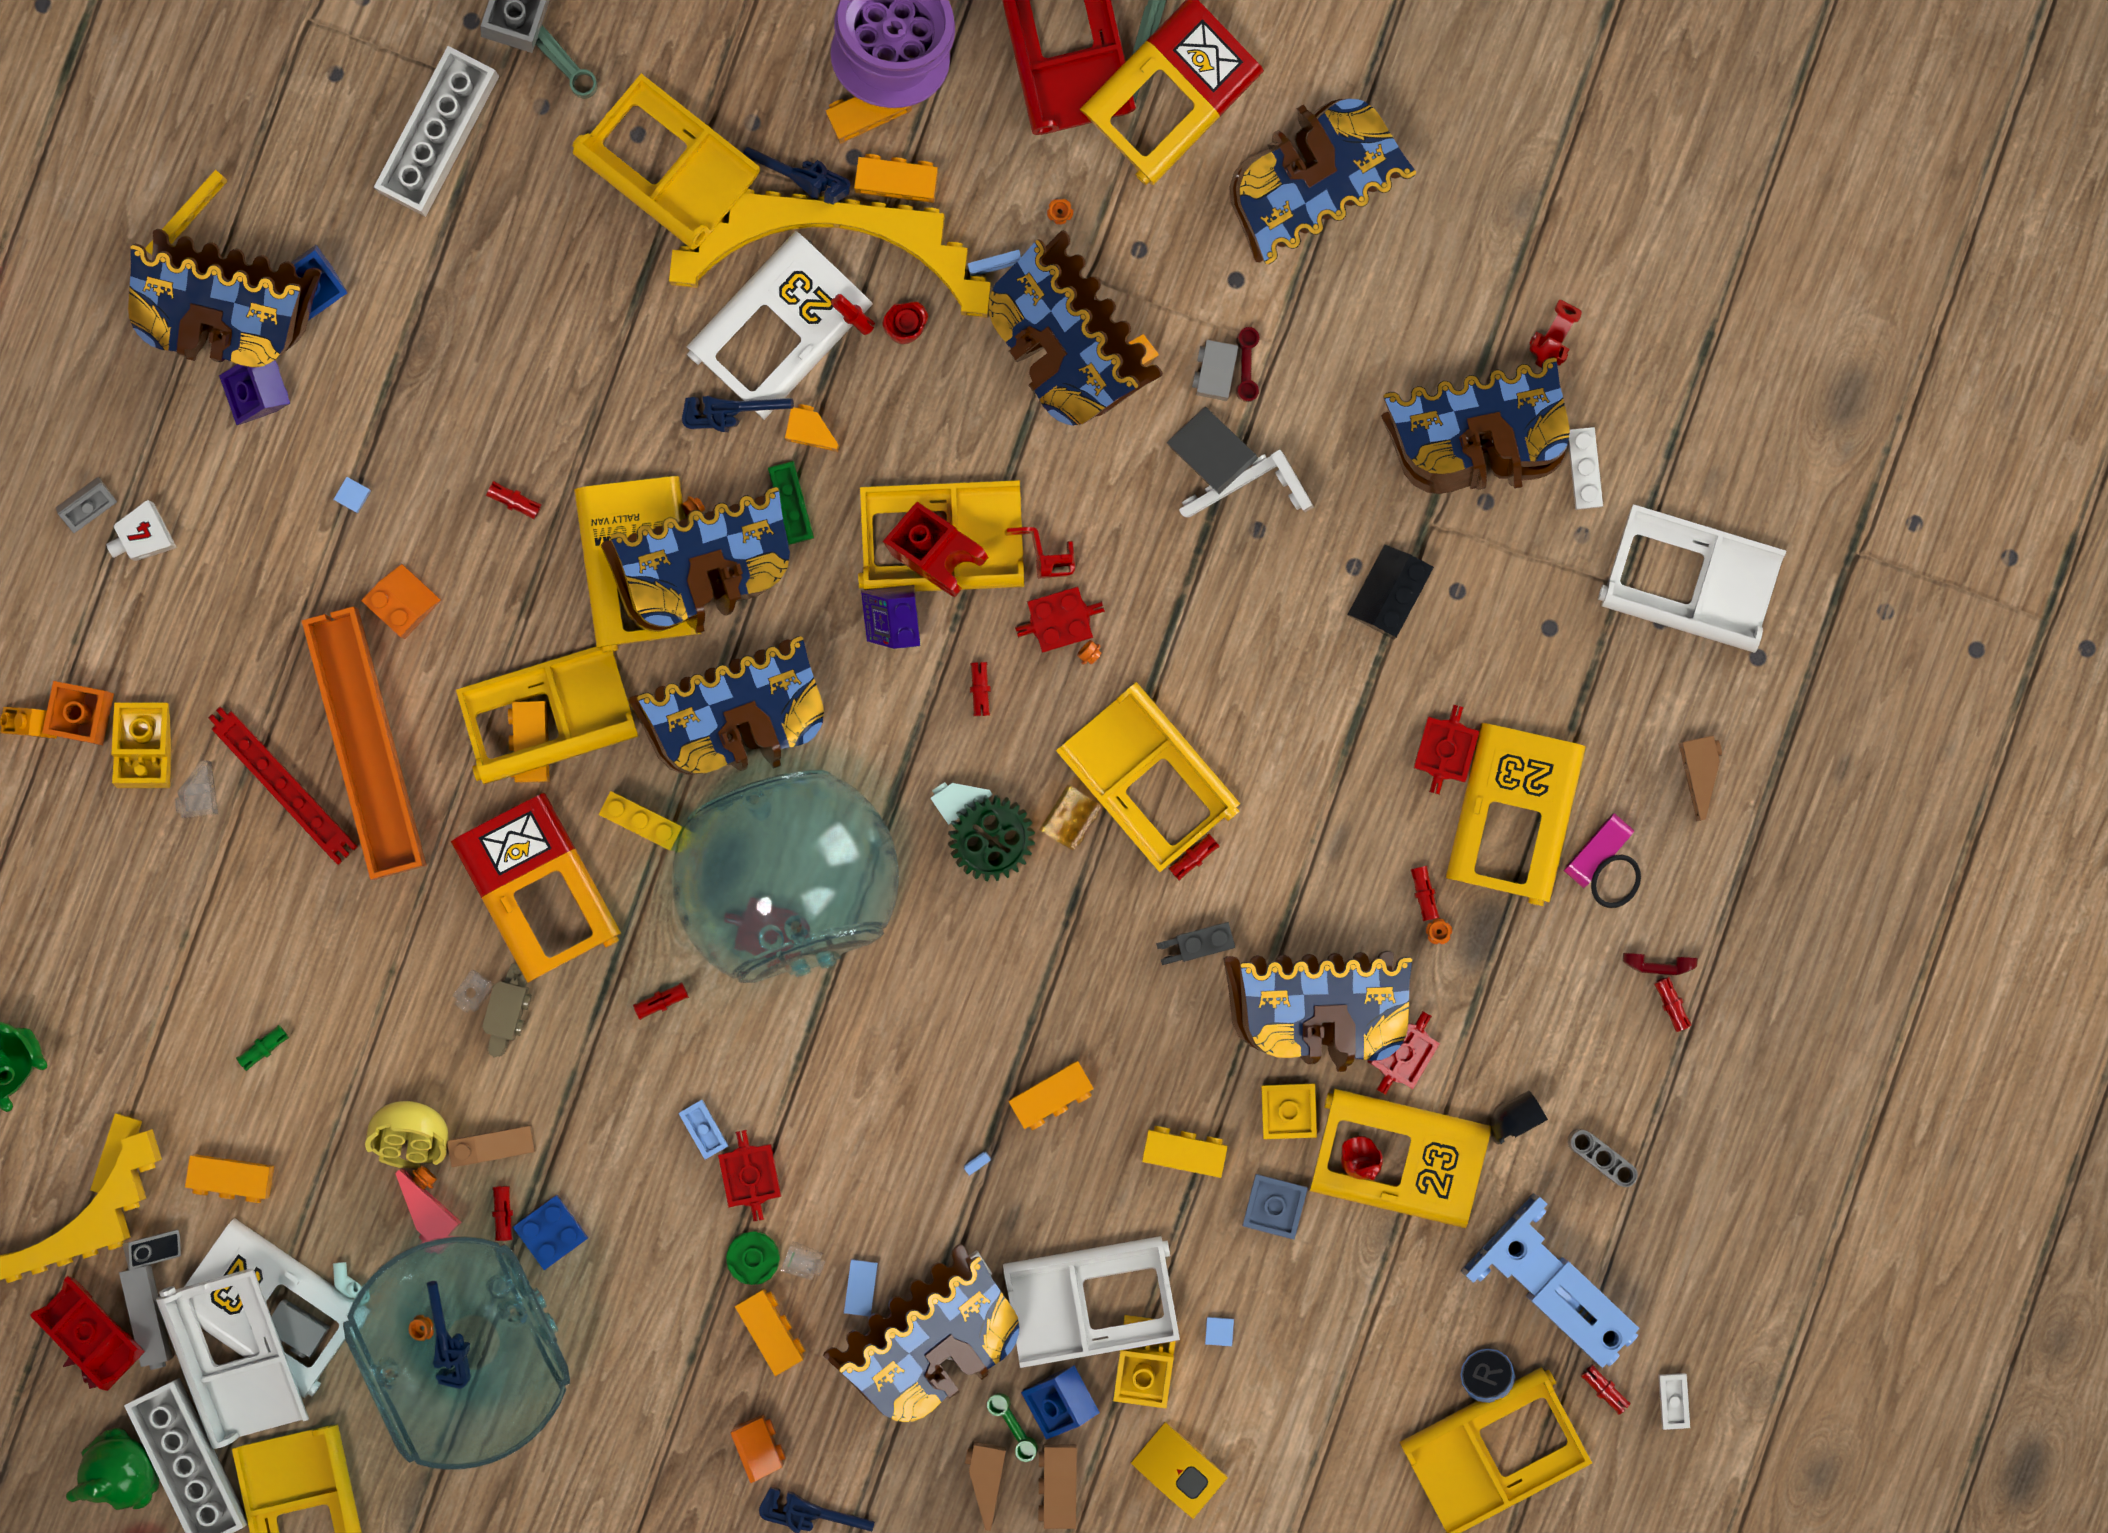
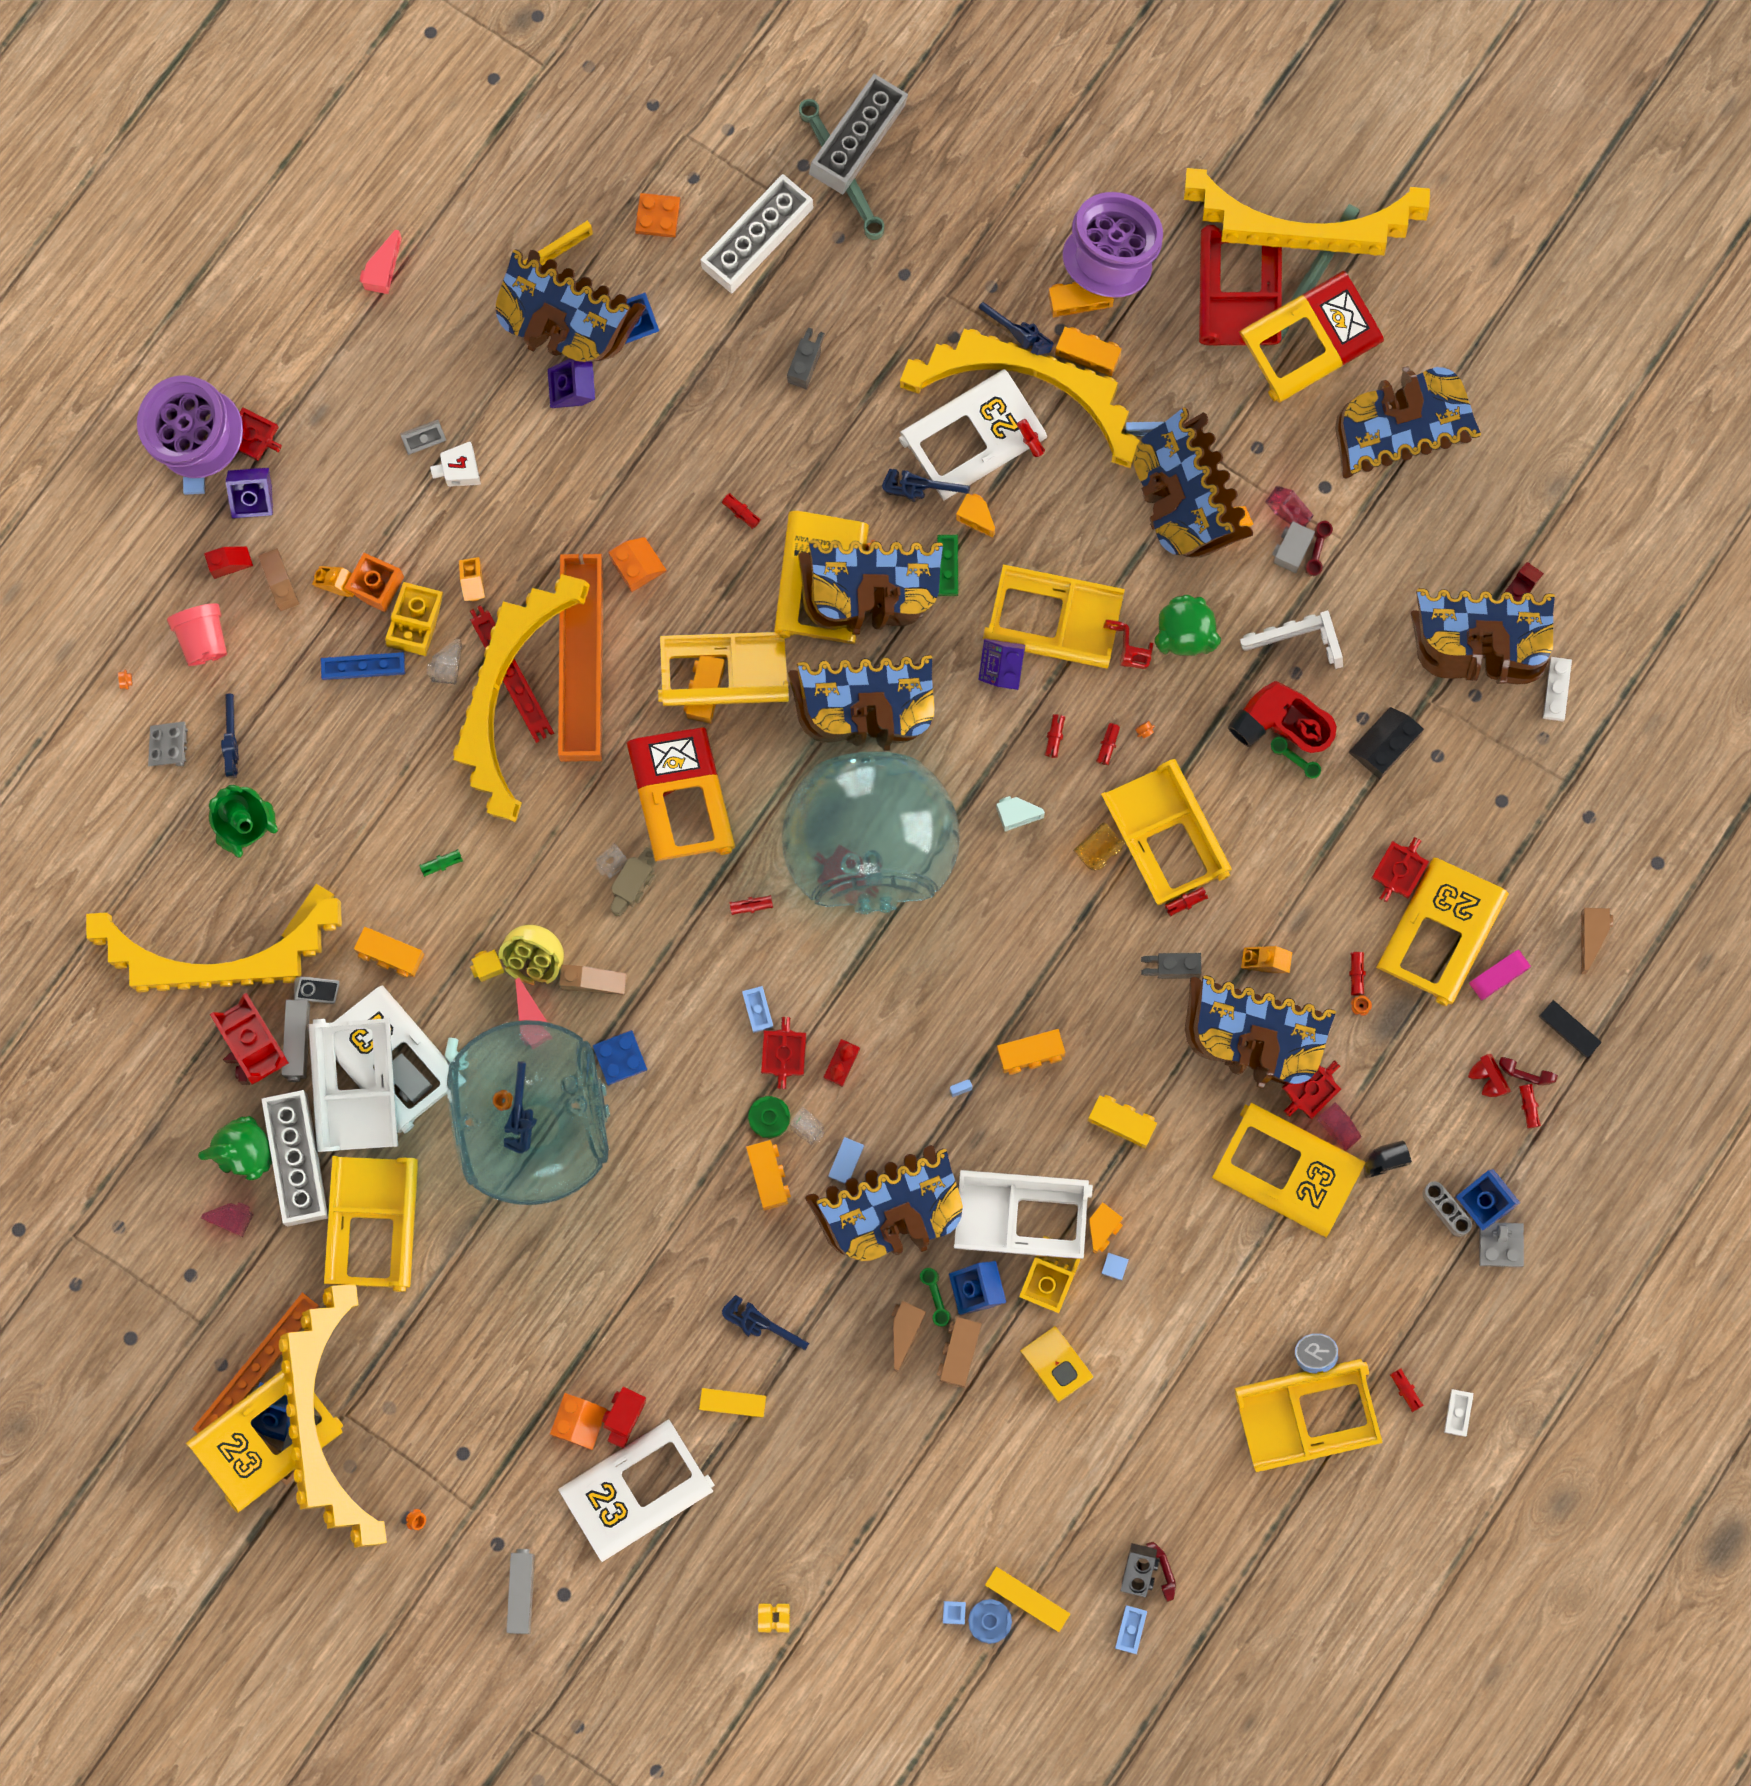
camera: 25 degrees right, 10 degrees down
(94, 822) = (363, 666): none -> blue plate
(199, 676) = (471, 579): none -> light orange slope
(262, 875) = (512, 630): none -> yellow arch
(303, 136) = (657, 215): none -> orange plate
(352, 495) = (621, 478): light blue tile -> none
(354, 1162) = (486, 965): none -> yellow brick
(424, 1177) = (535, 991): orange plate -> none
(502, 1213) = (588, 1028): red pin -> none
(542, 282) = (805, 360): none -> dark grey hinge
(641, 820) = (772, 766): yellow brick -> none
(696, 187) = (939, 318): yellow piece -> none
(758, 1448) = (734, 1260): orange slope -> none
(823, 1167) = (841, 1062): none -> red tile
(905, 322) = (1068, 454): red hair -> none
(932, 547) = (1046, 619): red brick -> none
(976, 856) = (1049, 834): dark green gear -> none
(1048, 682) = (1108, 744): none -> red axle
(1060, 619) = (1128, 700): red plate -> none
(1062, 204) = (1205, 399): orange plate -> none
(1109, 513) = (1187, 627): none -> green piece
(1192, 1286) = (1102, 1225): none -> light orange slope
(1198, 320) = (1288, 506): none -> clear pink slope
(1212, 450) = (1276, 603): dark grey tile -> none
(1261, 631) = (1279, 746): none -> green bar
(1263, 591) = (1288, 715): none -> red piece
(1274, 1206) = (1182, 1181): sand blue plate -> none
(1288, 1111) = (1211, 1111): yellow plate -> none
(1310, 905) = (1266, 959): none -> light orange slope
(1361, 1158) = (1258, 1160): red hair -> none
(1448, 1089) = (1339, 1126): none -> clear pink slope
(1512, 343) = (1524, 581): none -> dark red slope
(1551, 344) = (1558, 583): red piece -> none
(1554, 1286) = (1386, 1297): light blue brick -> none
(1613, 970) = (1487, 1068): none -> red tile
(1633, 891) = (1520, 1013): black tyre -> none
(1649, 1134) = (1487, 1199): none -> blue slope
(1677, 1182) = (1502, 1245): none -> light grey hinge
(1699, 894) = (1570, 1029): none -> black tile
(1729, 591) = (1649, 803): white piece -> none

